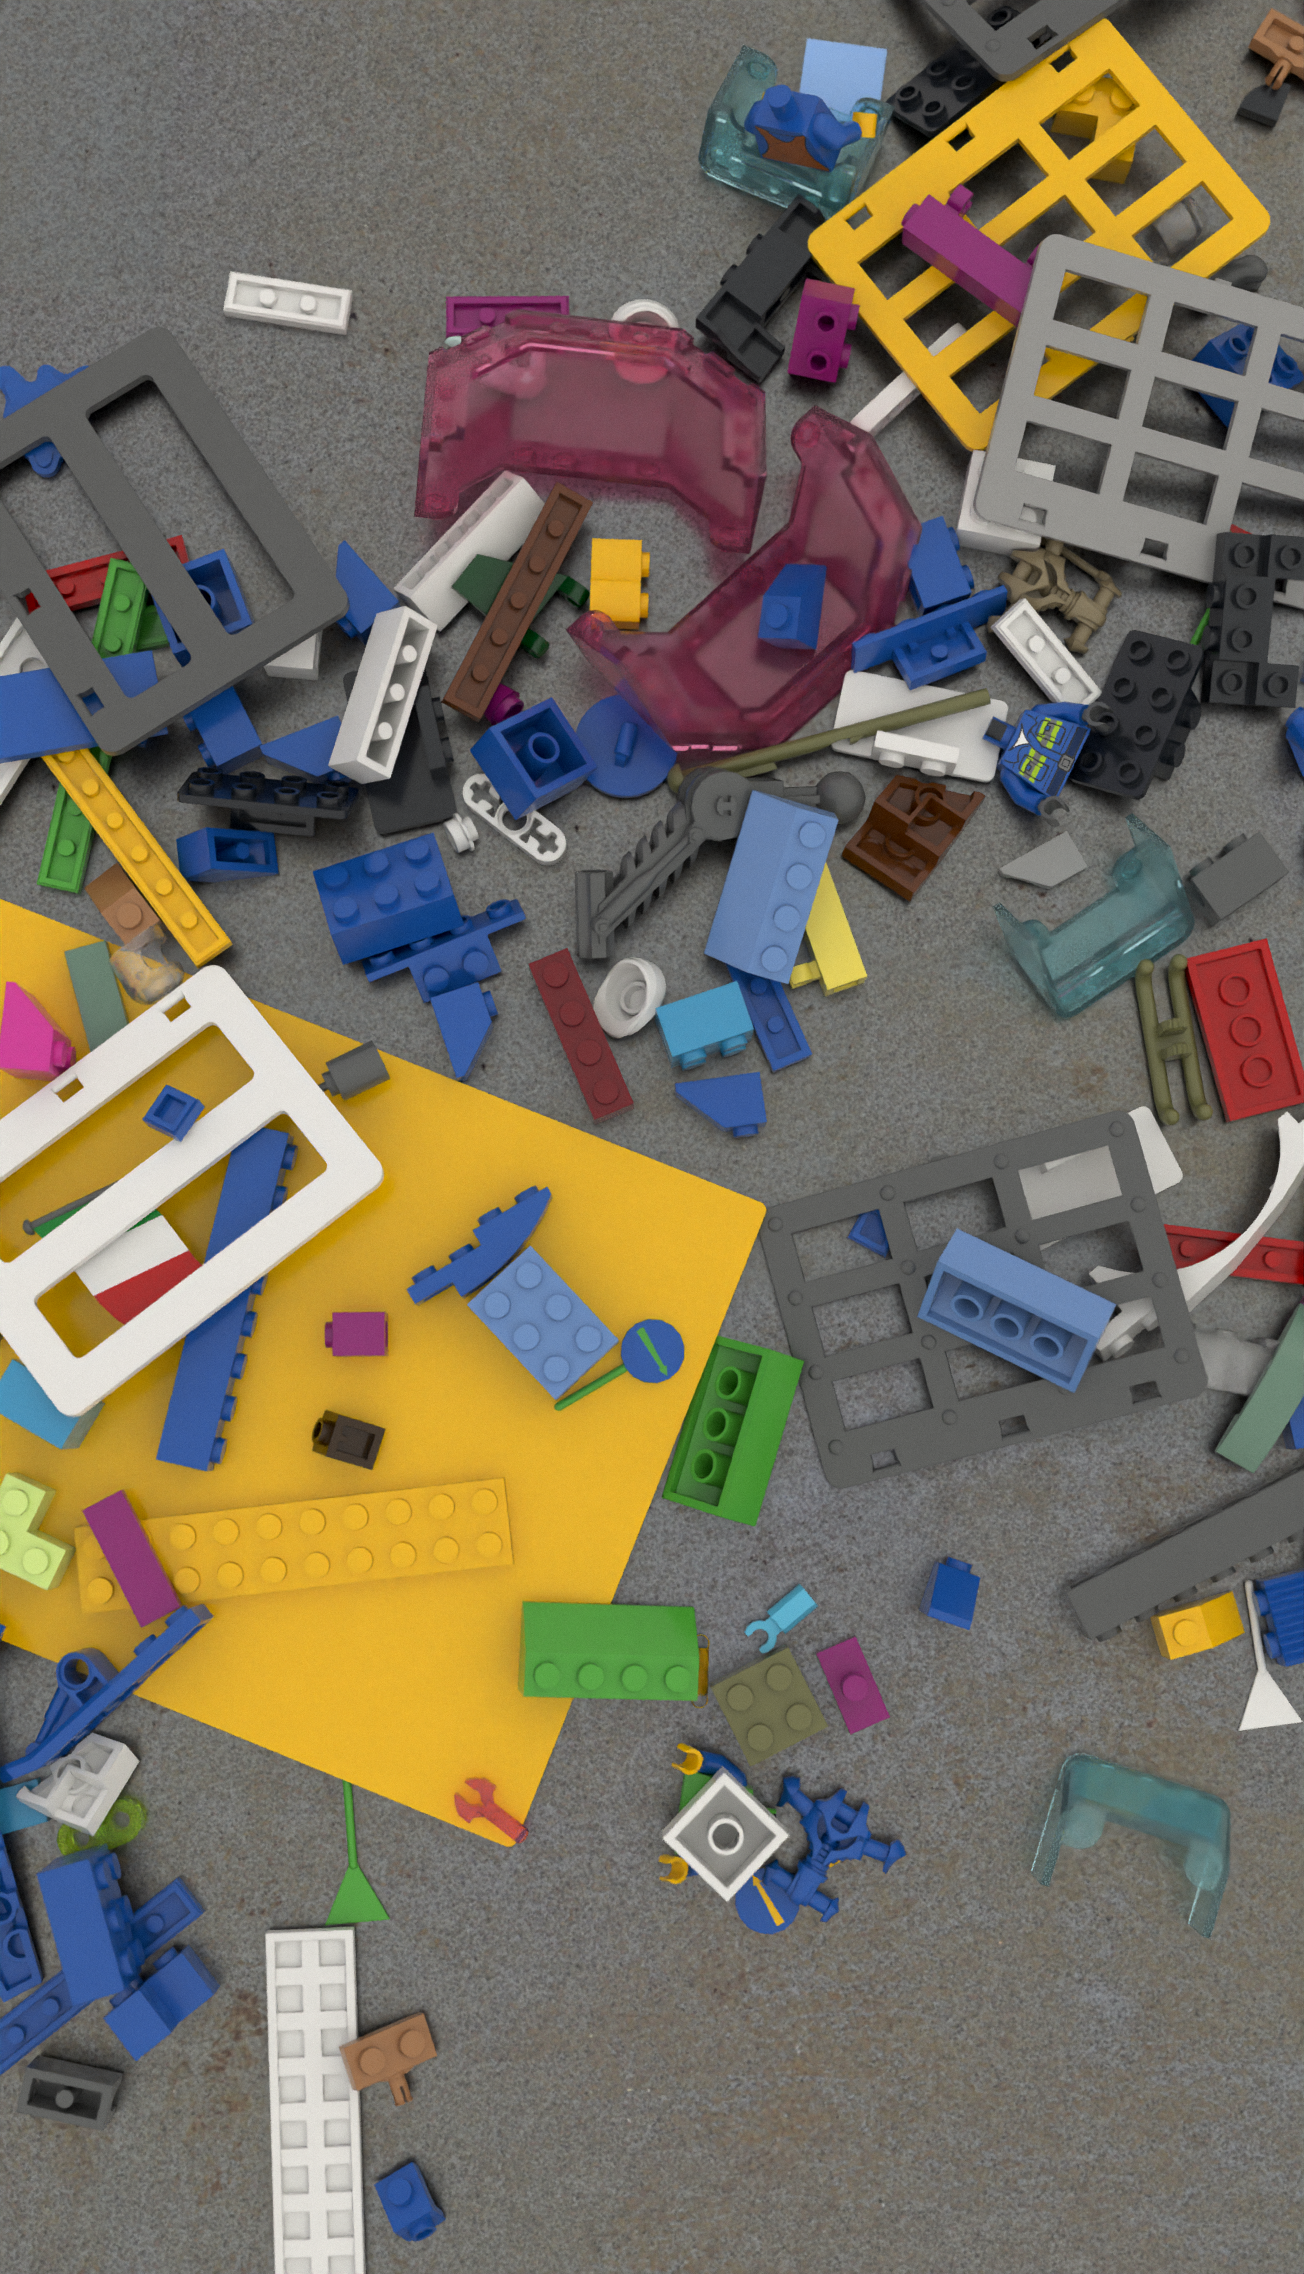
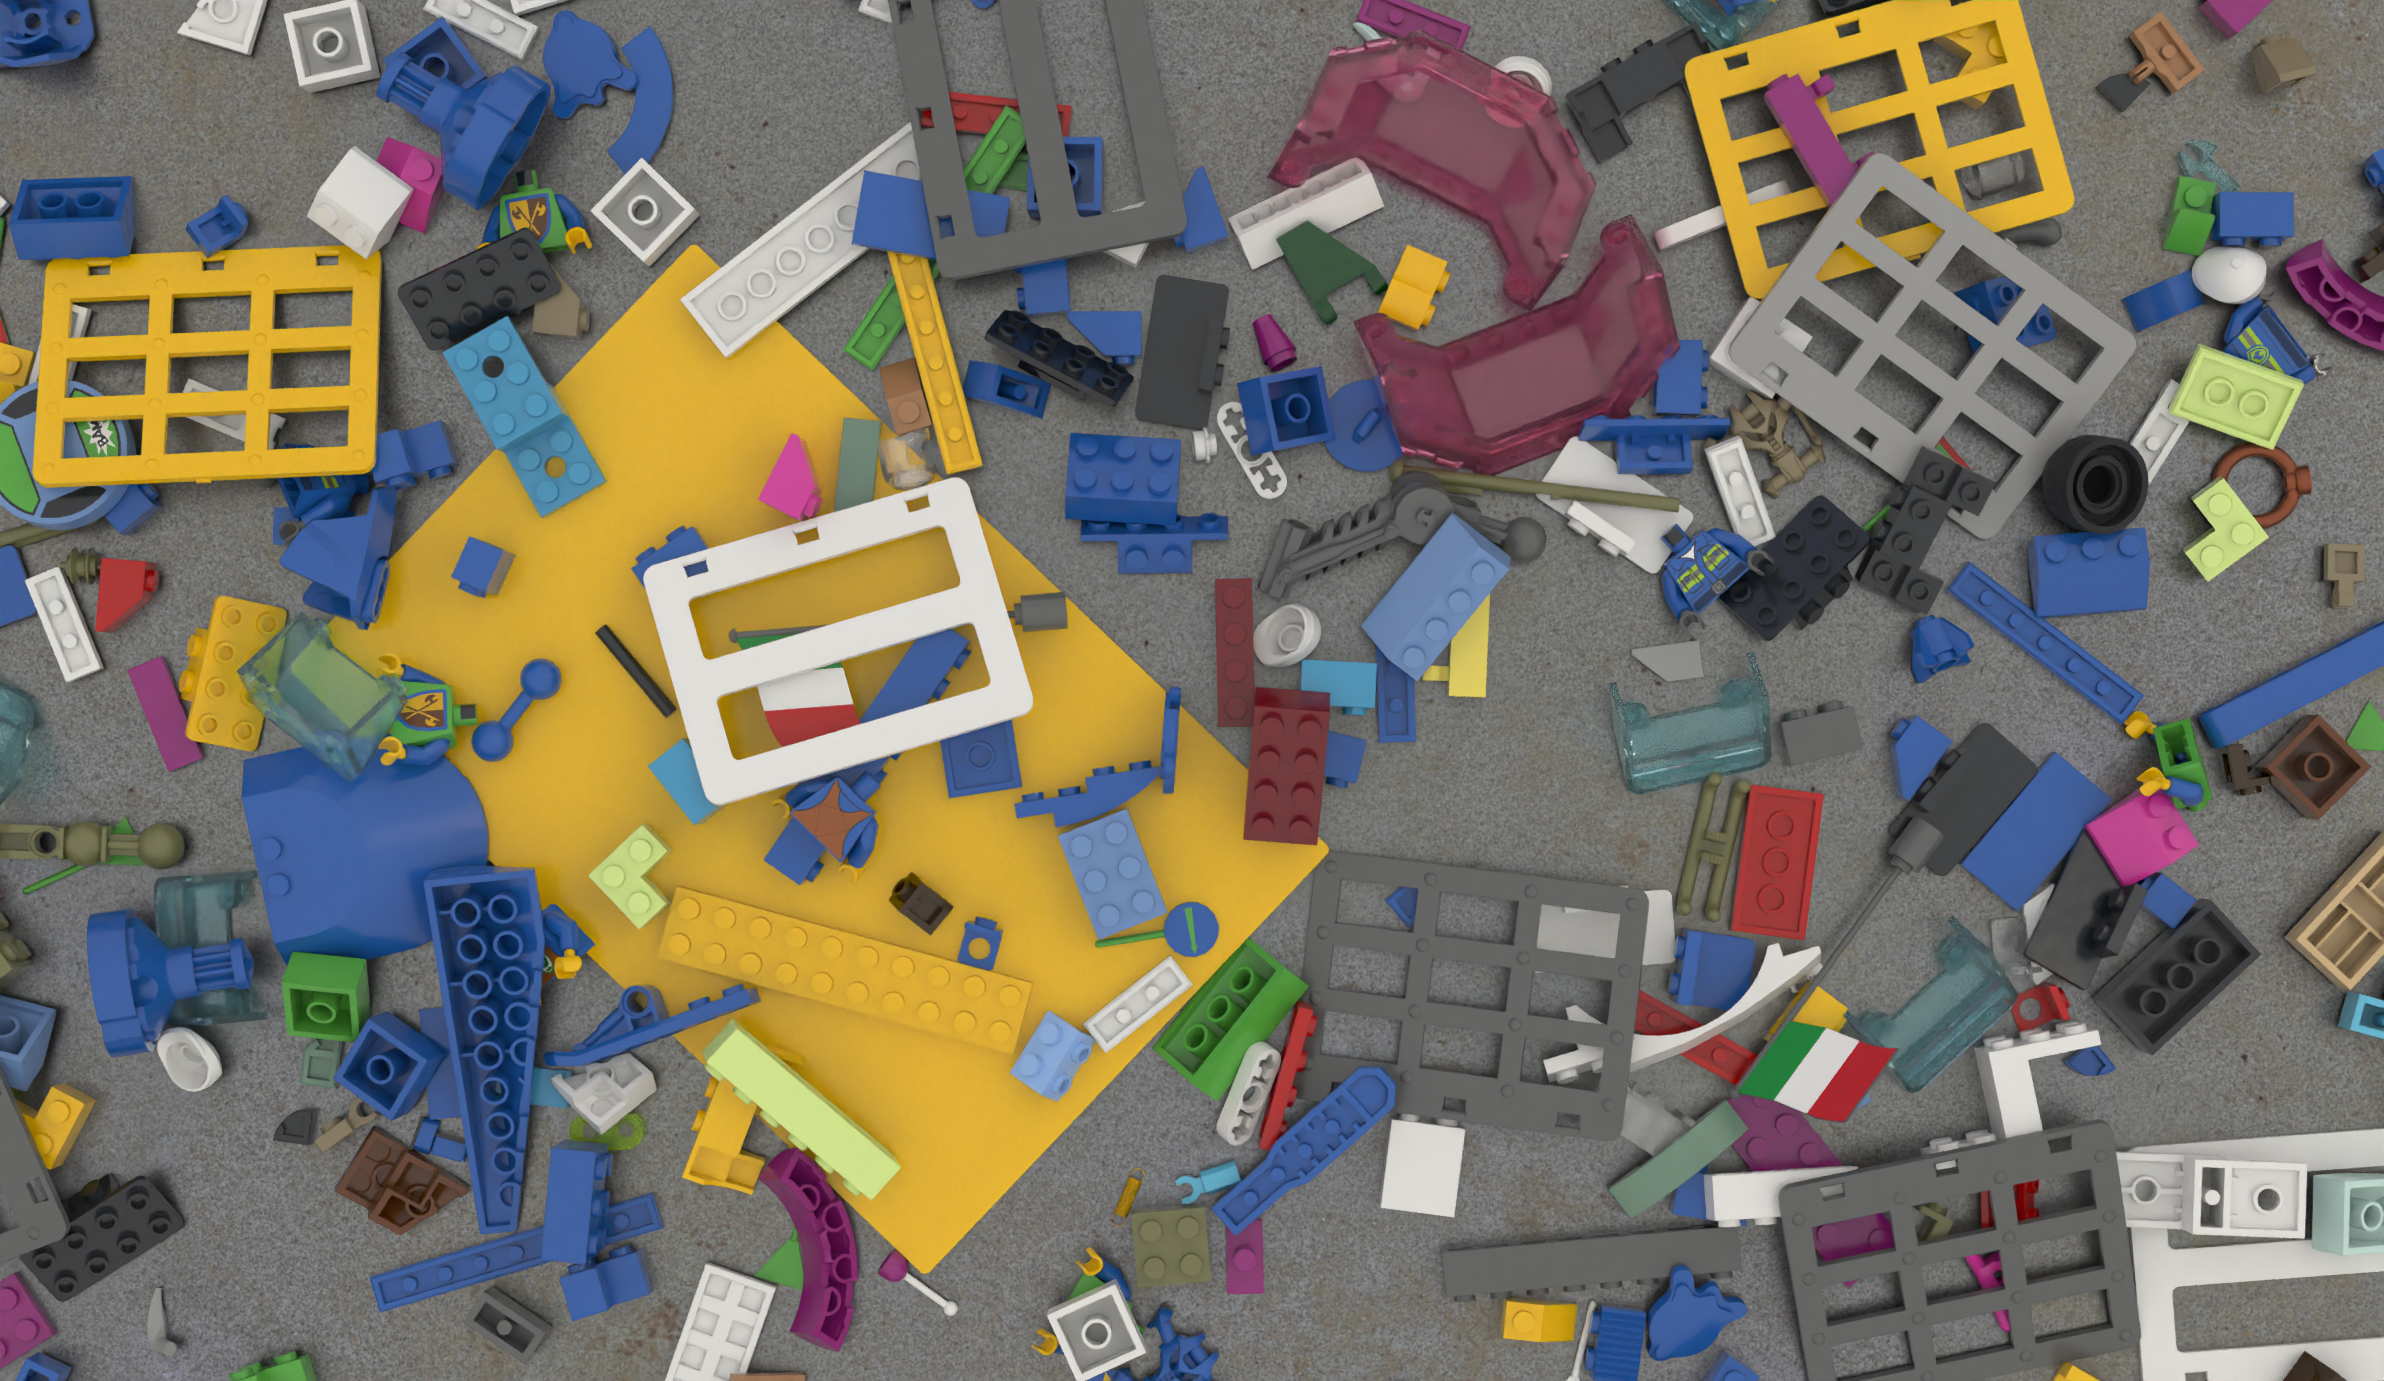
camera: 25 degrees right, 5 degrees up
(132, 1558) = (714, 930): magenta tile -> none
(173, 1113) = (883, 590): blue tile -> none
(217, 1379) = (837, 816): none -> torso
(224, 1775) = (720, 1132): none -> yellow bracket
(300, 1718) = (801, 1110): none -> yellowish green brick
(353, 1257) = (981, 761): none -> blue tile
(357, 1334) = (961, 823): magenta brick -> none
(383, 695) = (1184, 312): white brick -> none
(391, 1860) = (826, 1247): none -> magenta brick
(427, 1440) = (984, 929): none -> blue bracket
(465, 1025) = (1144, 605): blue slope -> none
(477, 1854) = (896, 1269): none -> hinge
(489, 1810) = (919, 1239): clear pink bar -> none
(517, 602) = (1324, 275): reddish brown plate -> none
(548, 1154) = (1170, 739): none -> blue tile
(557, 1549) = (1053, 1056): none -> light blue bracket
(608, 1651) = (1061, 1153): bright green slope -> none
(627, 1455) = (1137, 1004): none -> white tile
(684, 1129) = (1286, 765): none -> dark red brick
(775, 1534) = (1247, 1119): none -> white beam
(793, 607) = (1550, 367): blue slope -> none
(821, 330) = (1667, 144): magenta brick -> none
(821, 1486) = (1292, 1060): none -> red plate
(875, 1532) = (1310, 1145): none -> blue piece
(910, 832) = (1570, 590): reddish brown slope -> none
(951, 1593) = (1351, 1216): blue slope -> none
(1004, 1506) = (1422, 1165): none -> white brick
(1015, 1310) = (1492, 1015): medium blue slope -> none
(1225, 1171) = (1711, 969): none -> blue bracket

